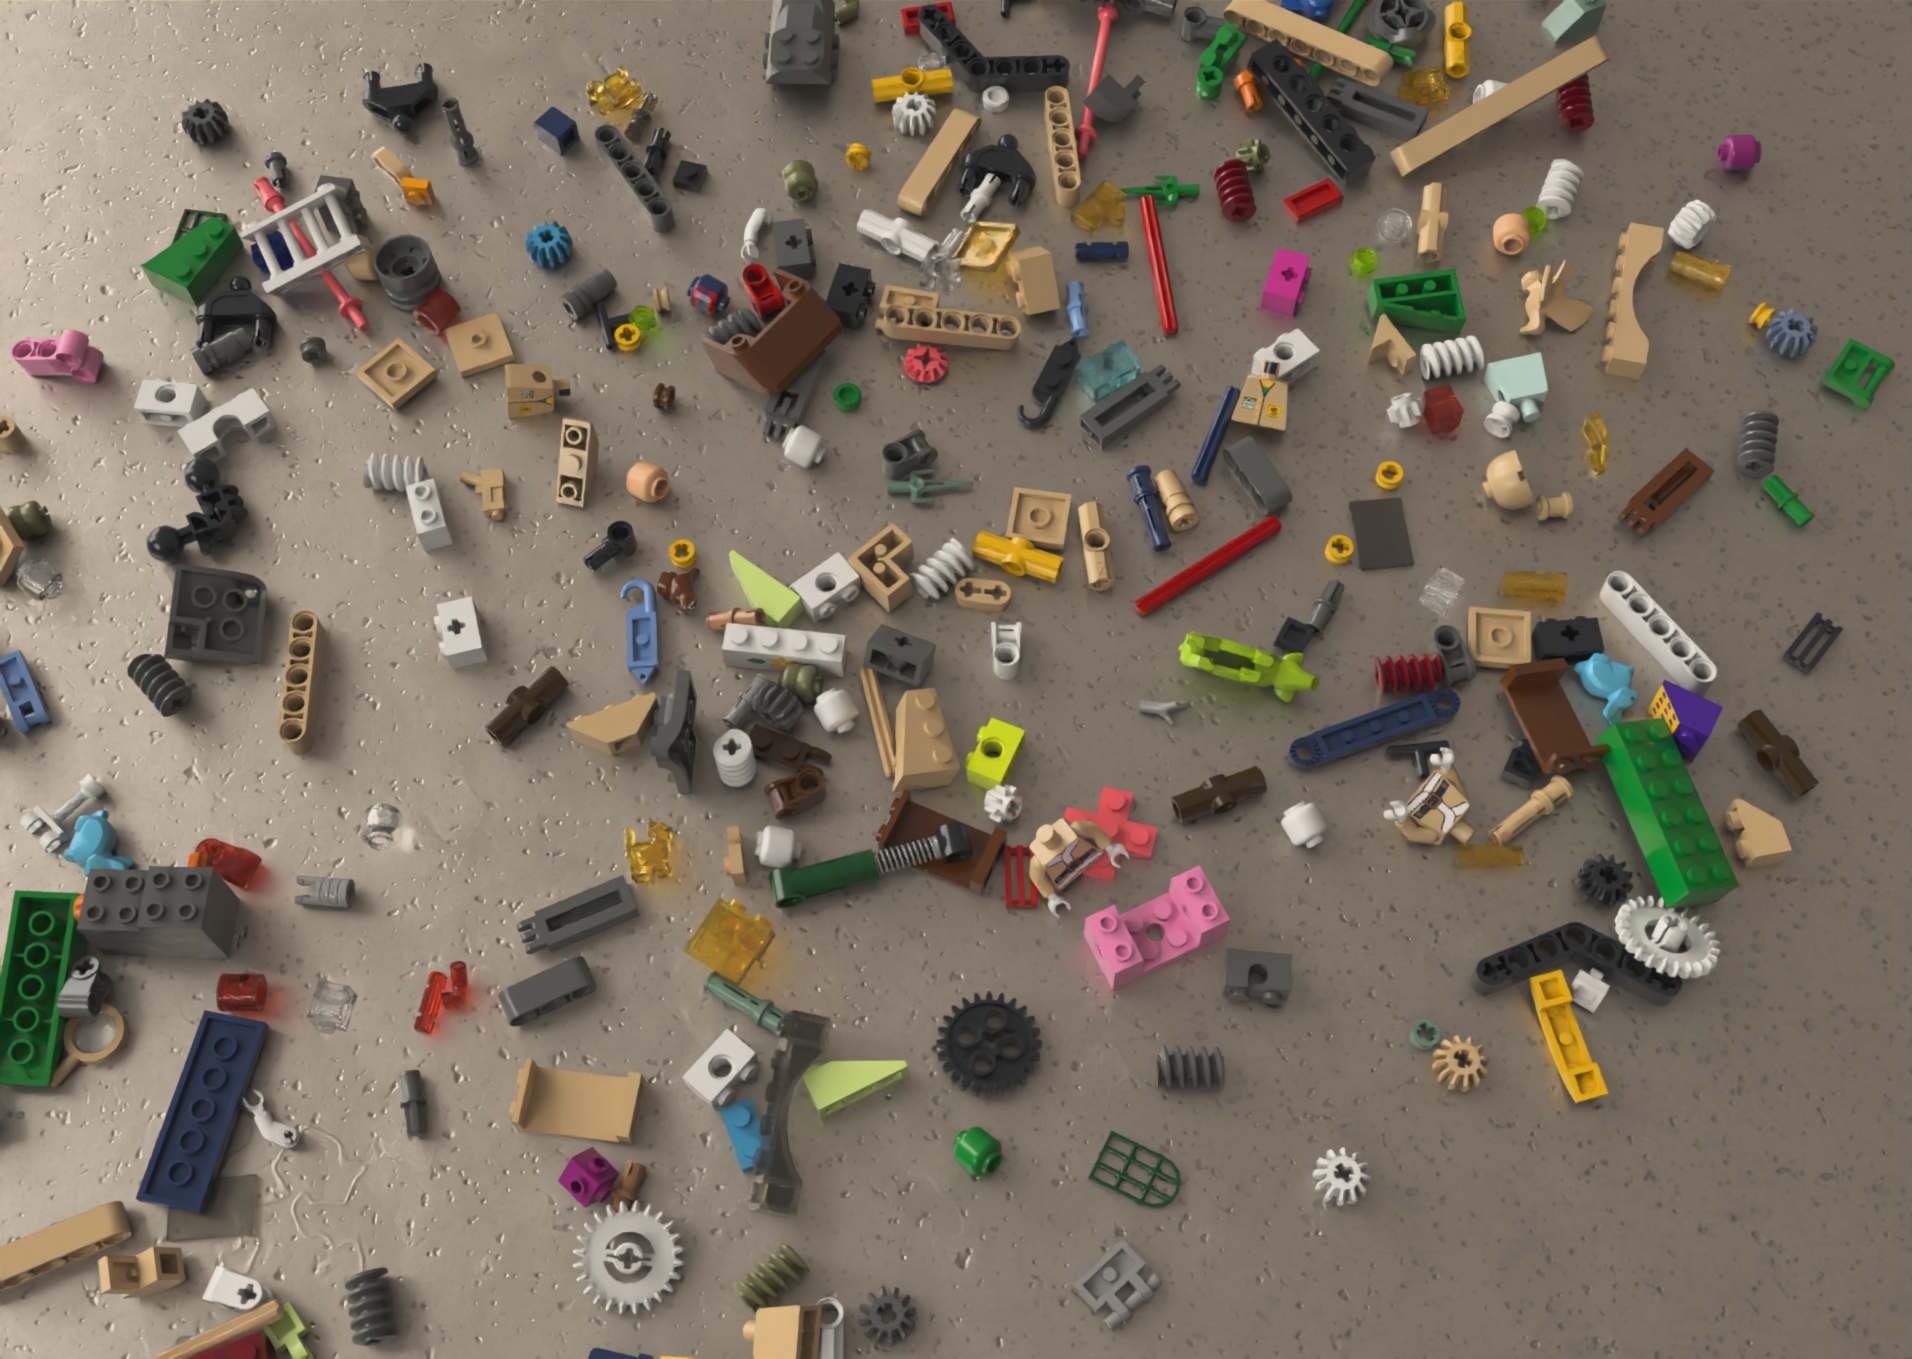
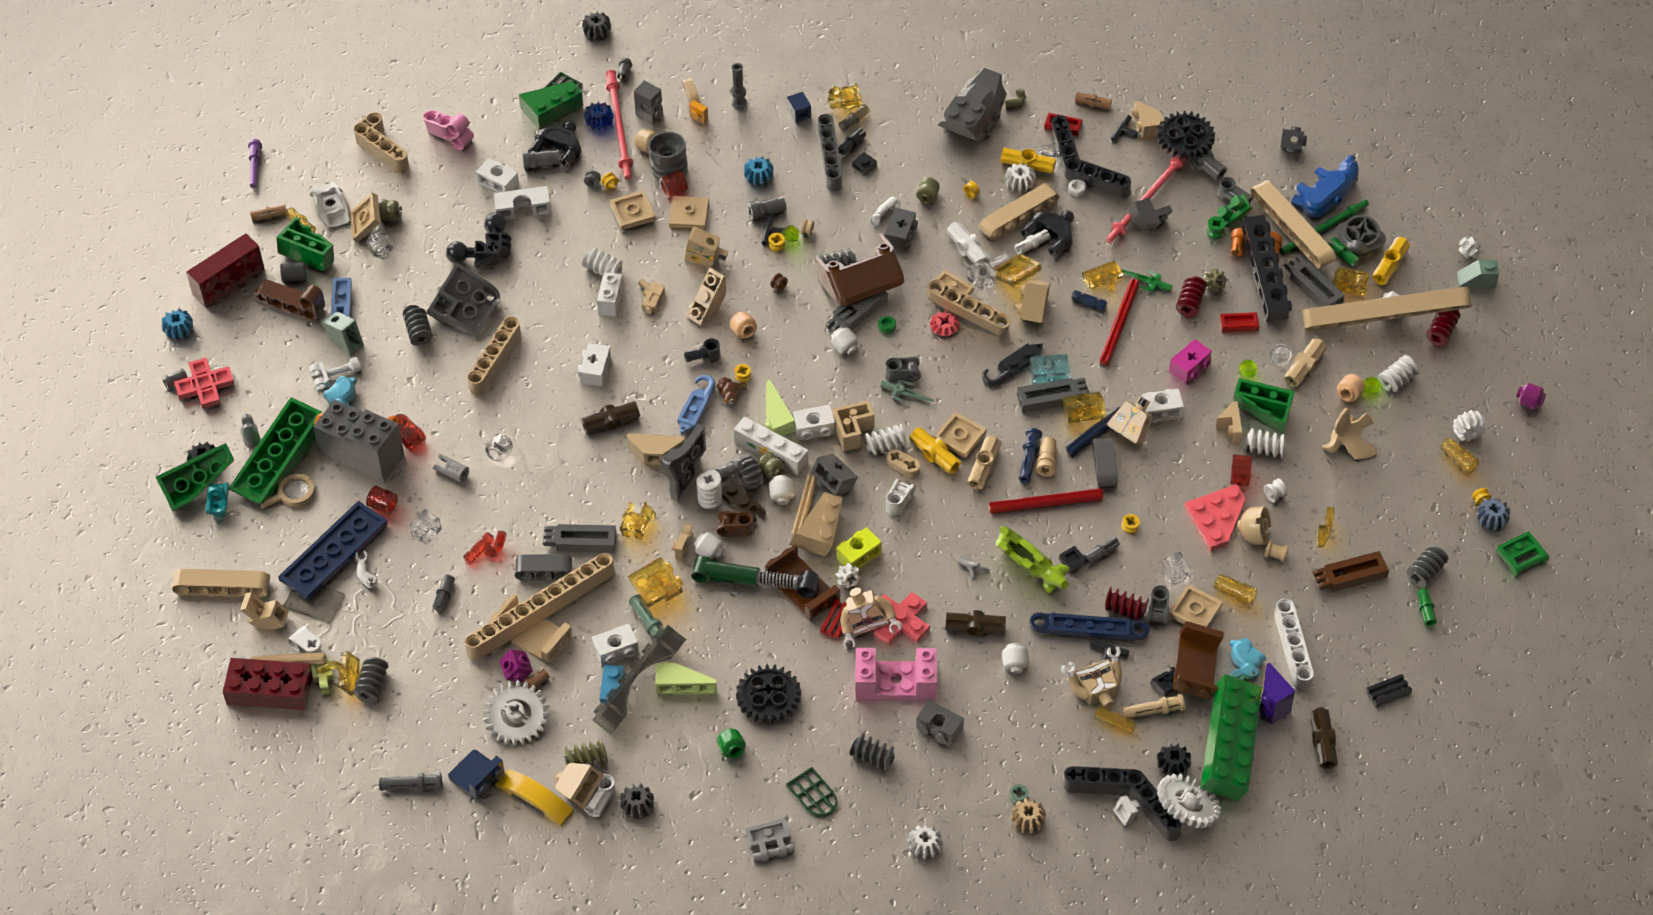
camera: 25 degrees right, 10 degrees down
(36, 741) = (343, 332): none -> sand green torso
(84, 989) = (301, 463): dark grey piece -> none
(327, 256) = (625, 128): white fence -> none
(327, 1312) = (348, 671): none -> clear yellow plate
(340, 343) = (609, 181): none -> yellow bush
(400, 103) = (717, 57): black connector -> none
(576, 1073) = (539, 606): none -> tan beam
(708, 295) = (836, 235): dark blue head -> none
(719, 619) = (752, 415): medium nougat pin -> none
(763, 294) = (868, 242): red piece -> none
(850, 294) = (920, 267): black brick -> none
(1062, 146) = (1099, 230): tan beam -> none
(1077, 309) = (1053, 328): light blue pin -> none
(1186, 407) = (1084, 407): none -> clear yellow brick
(1381, 533) = (1162, 525): clear smoke piece -> none
(1387, 483) = (1183, 490): yellow bush -> none
(1405, 410) = (1217, 461): white gear -> none
(1445, 487) = (1216, 515): none -> coral plate
(1520, 383) = (1299, 475): light aqua torso -> none
(1565, 1038) = (1098, 827): yellow slope -> none
(1567, 639) = (1235, 625): black brick -> none
(1628, 344) = (1425, 432): tan arch -> none
(1757, 834) = (1283, 775): tan slope -> none

